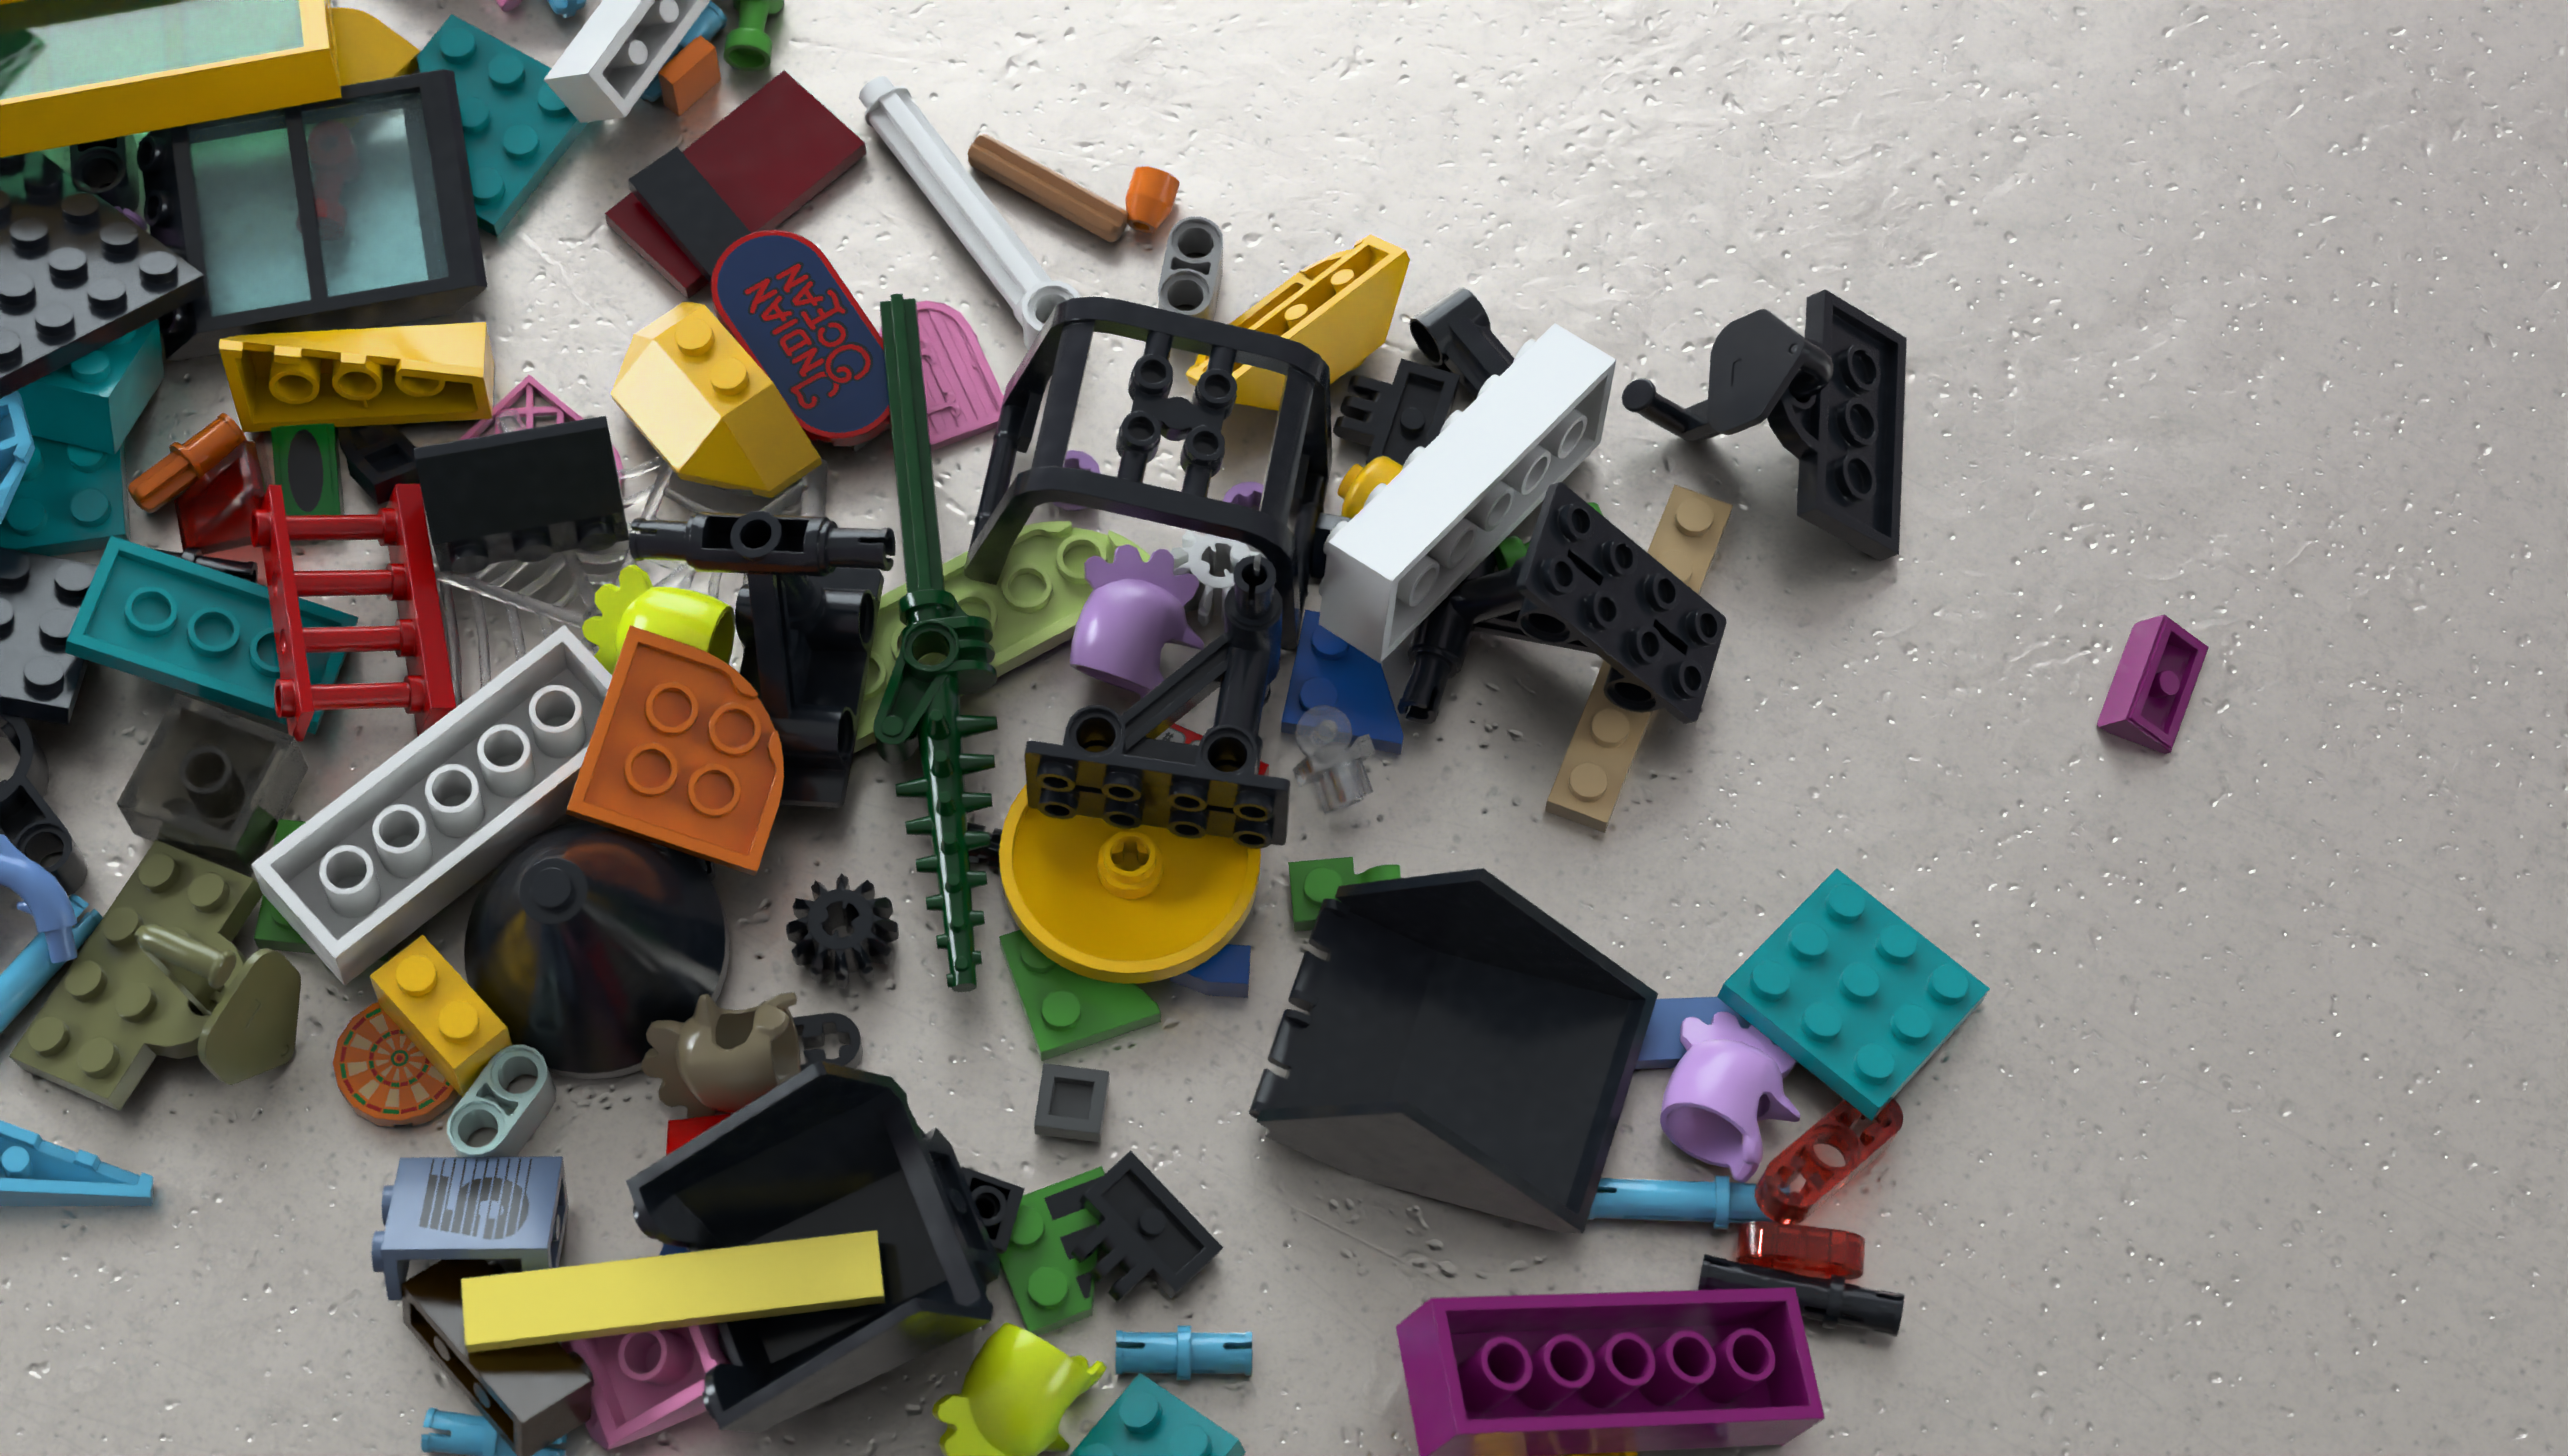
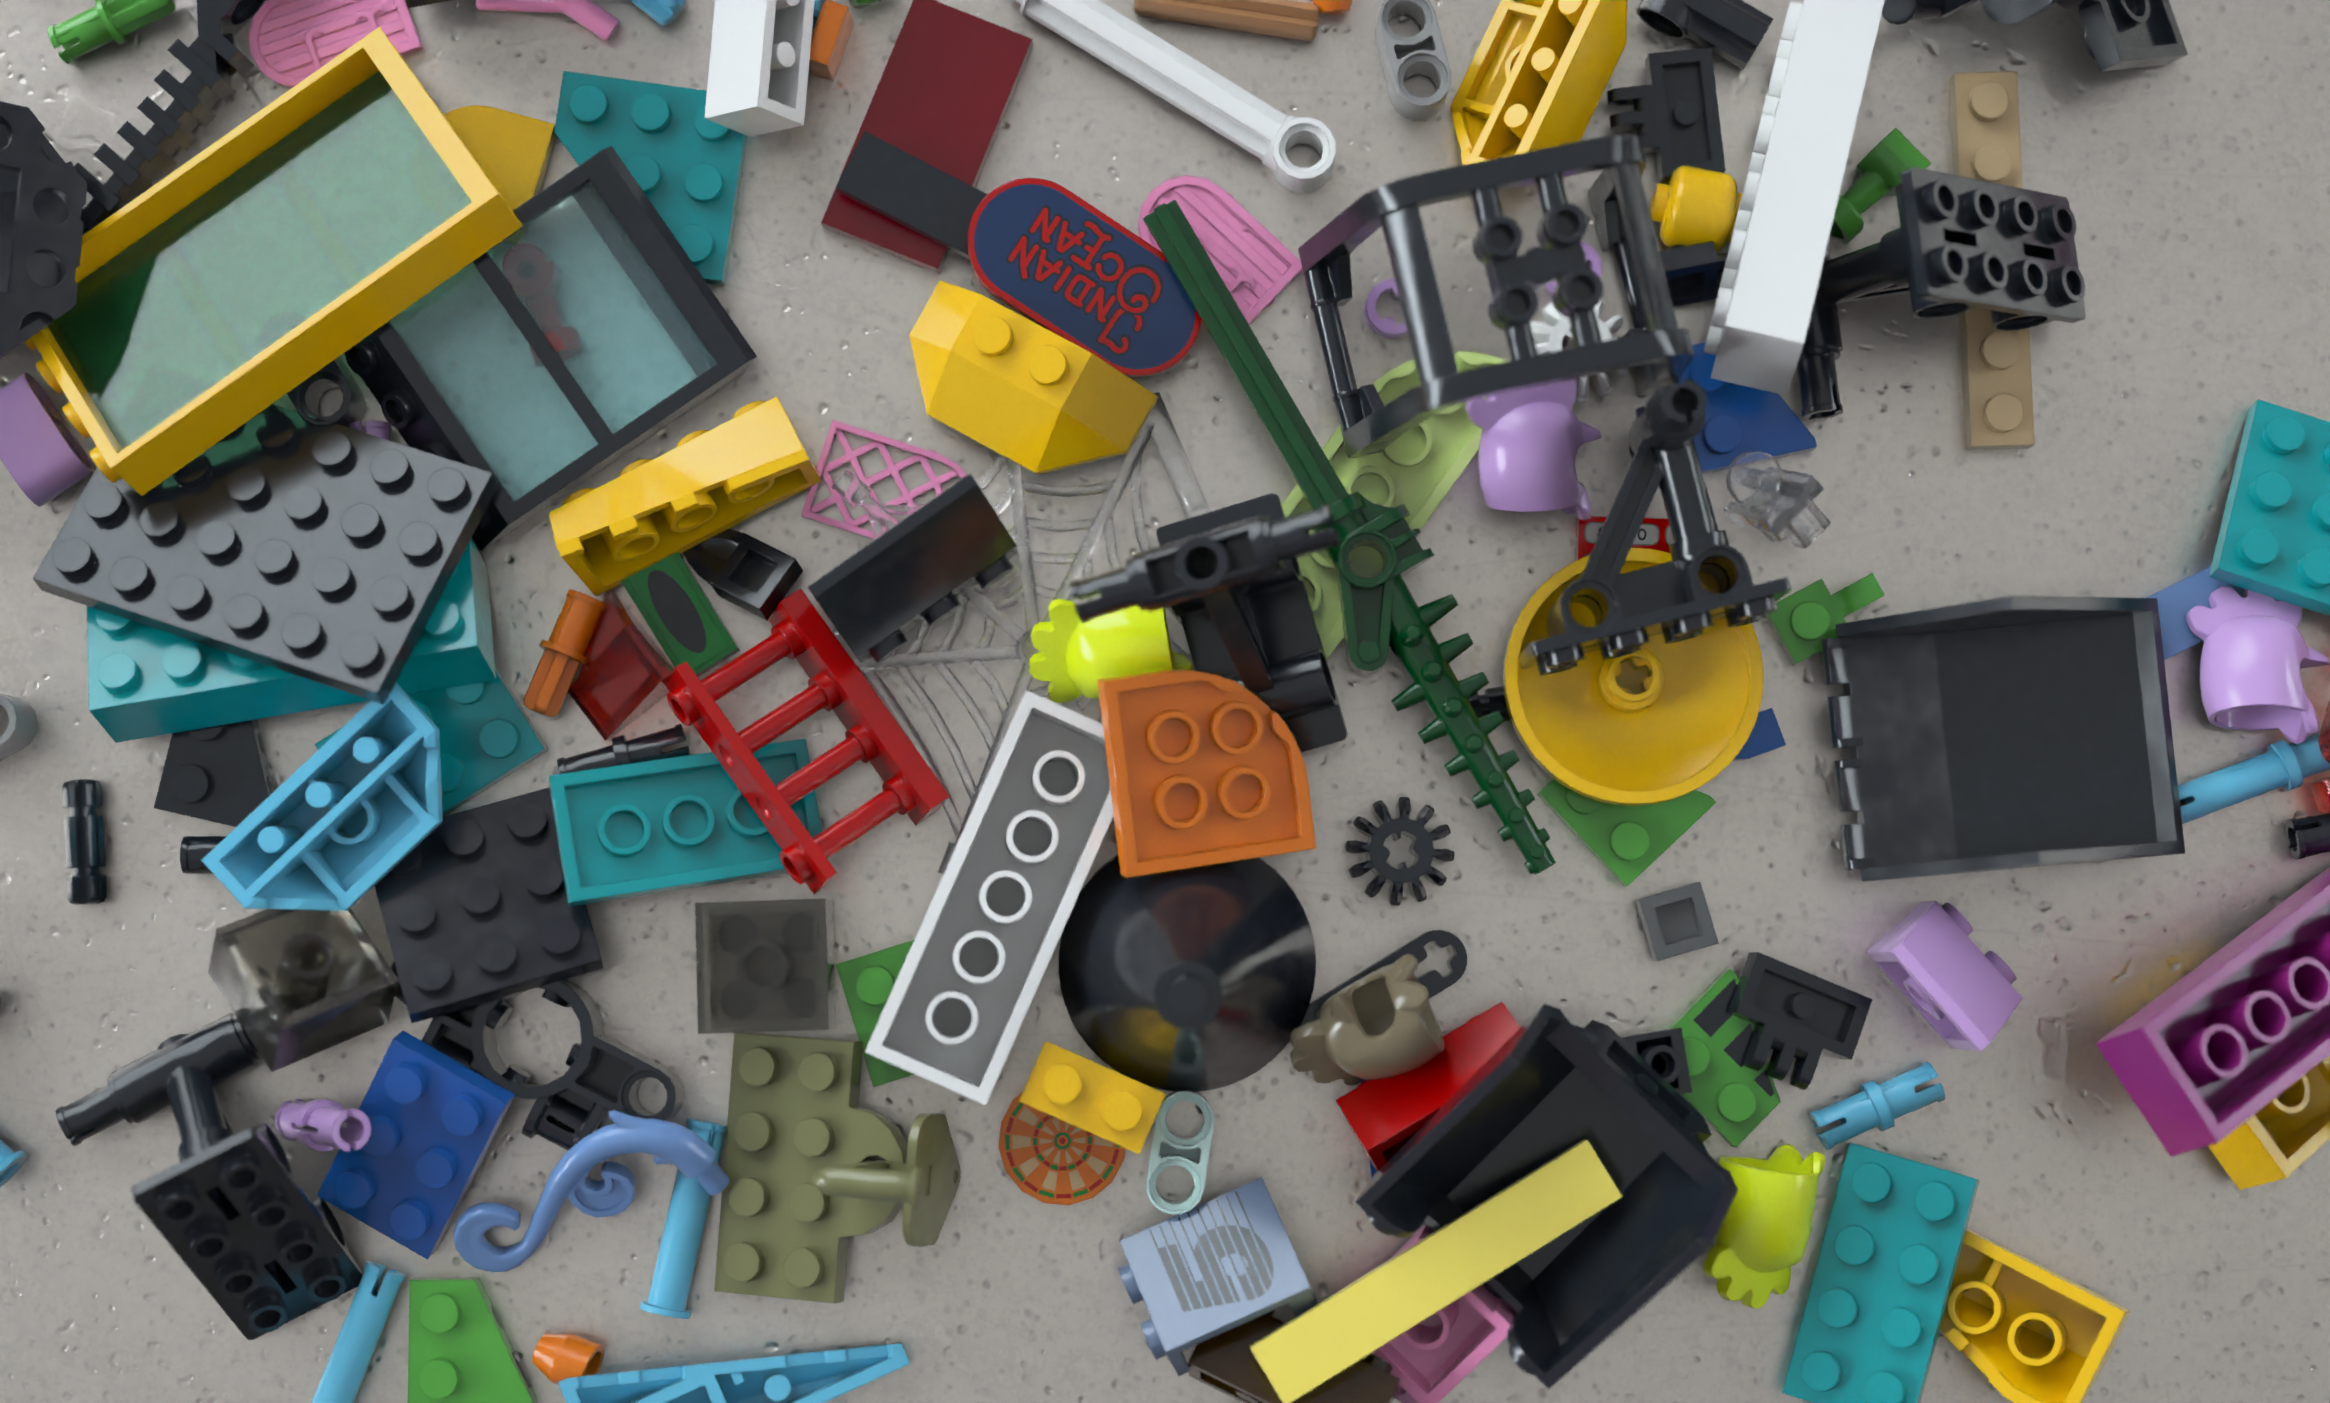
camera: 20 degrees left, 20 degrees up
(1302, 1248) = (1947, 975): none -> lavender slope

